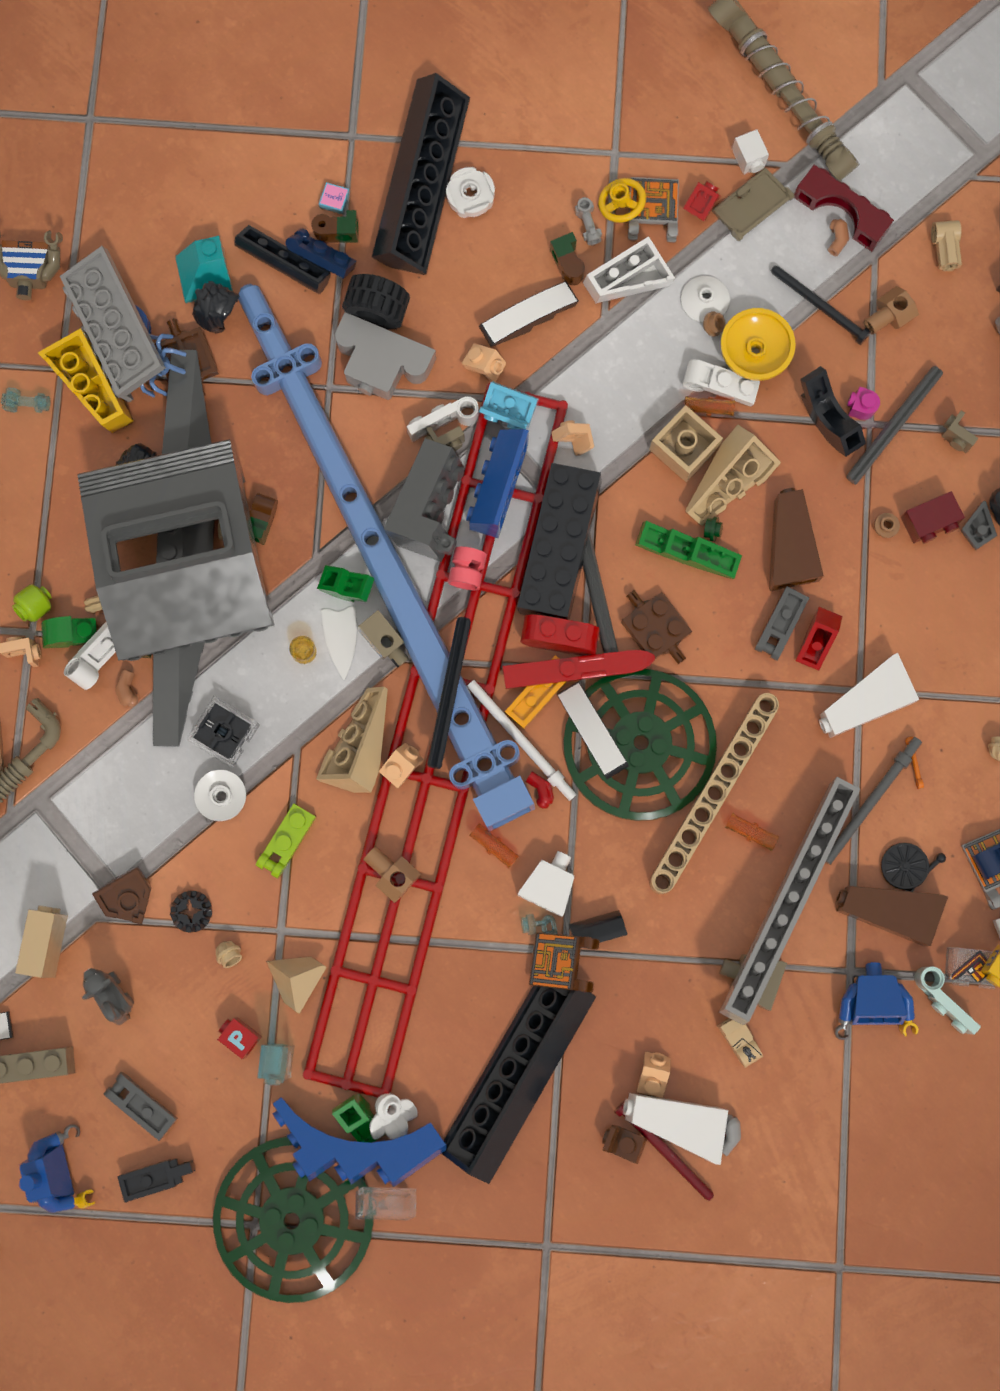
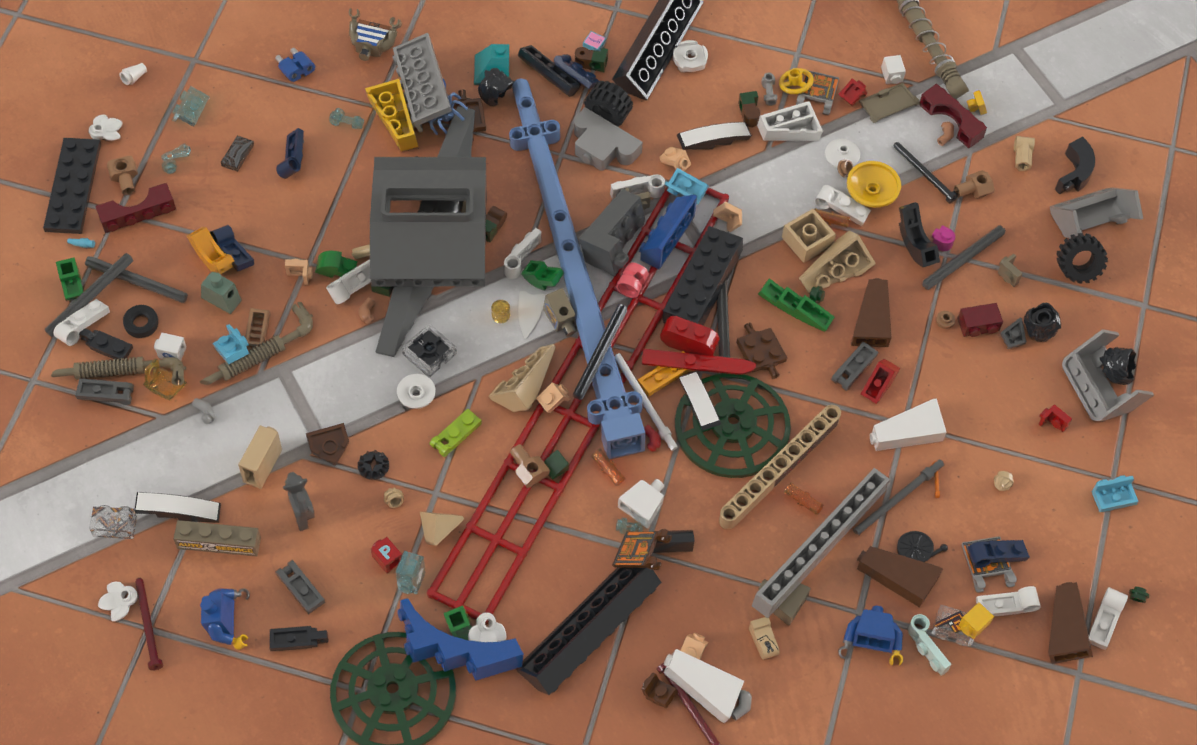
camera: 10 degrees right, 20 degrees down
(32, 603) = (315, 242): lime head -> none
(308, 553) = (519, 252): none -> white plate
(385, 1203) = (467, 689): clear brick -> none
(426, 862) = (556, 464): none -> dark green slope
(873, 181) = (977, 103): none -> yellow tile

